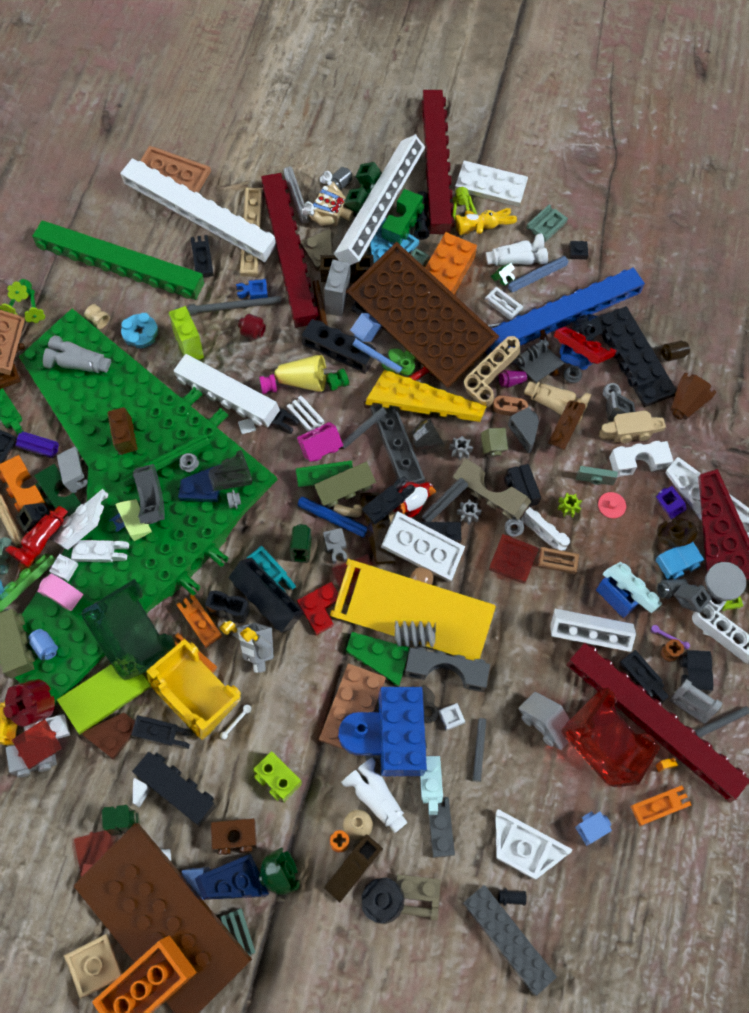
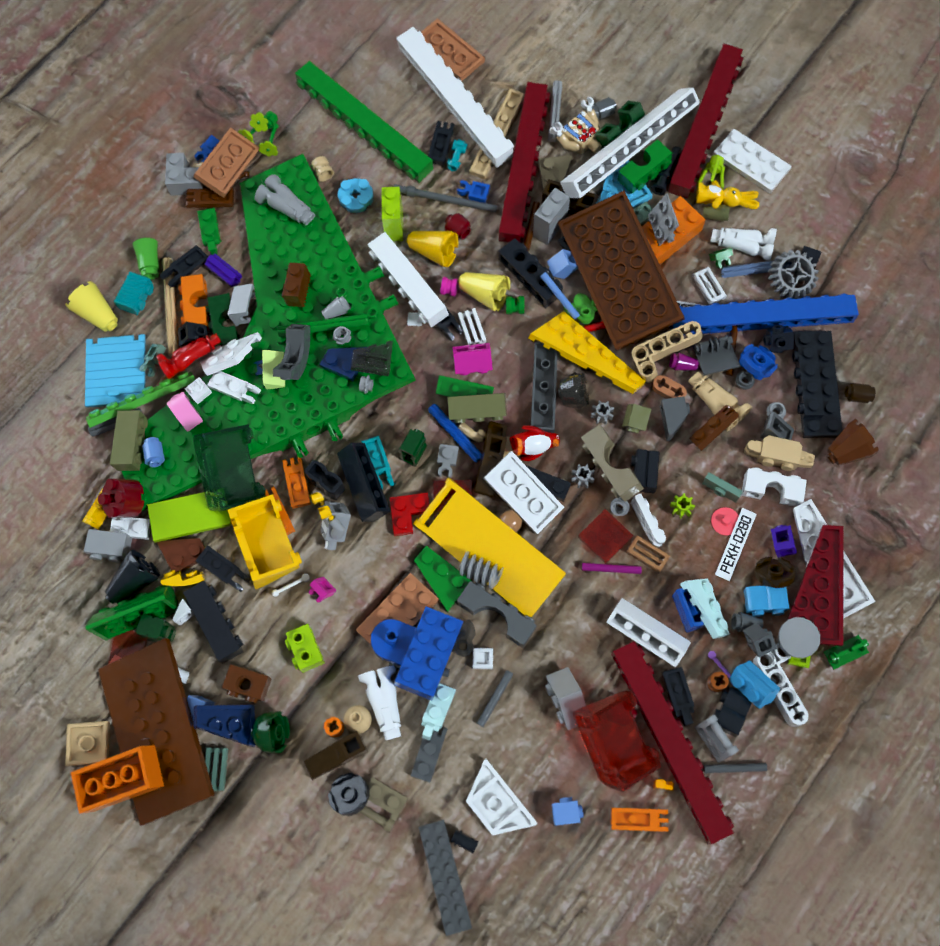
camera: 30 degrees right, 5 degrees up
(37, 744) = (114, 536): clear red piece -> none
(70, 779) = (131, 577): none -> black cone
(87, 814) = (126, 615): none -> green slope
(115, 762) = (176, 578): none -> yellow slope
(171, 439) = (336, 308): none -> light grey cone
(221, 255) = (458, 148): none -> teal bar
(237, 351) = (434, 245): none -> yellow cone
(268, 711) = (322, 588): none -> dark pink tile
(365, 426) = (519, 359): dark grey bar -> none
(388, 500) = (507, 437): black hinge -> none
(439, 505) = (564, 456): dark grey axle -> none
(444, 256) = (663, 221): none -> light grey hinge
(484, 238) = (720, 214): none -> olive cone
(531, 586) = (611, 568): none -> magenta bar
(547, 222) = (789, 219): sand green plate -> none
(576, 263) = (779, 274): none -> light grey gear
(580, 345) = (769, 361): red wing -> none
(630, 522) = (735, 544): none -> white sticker
(706, 638) = (754, 684): none -> dark azure brick

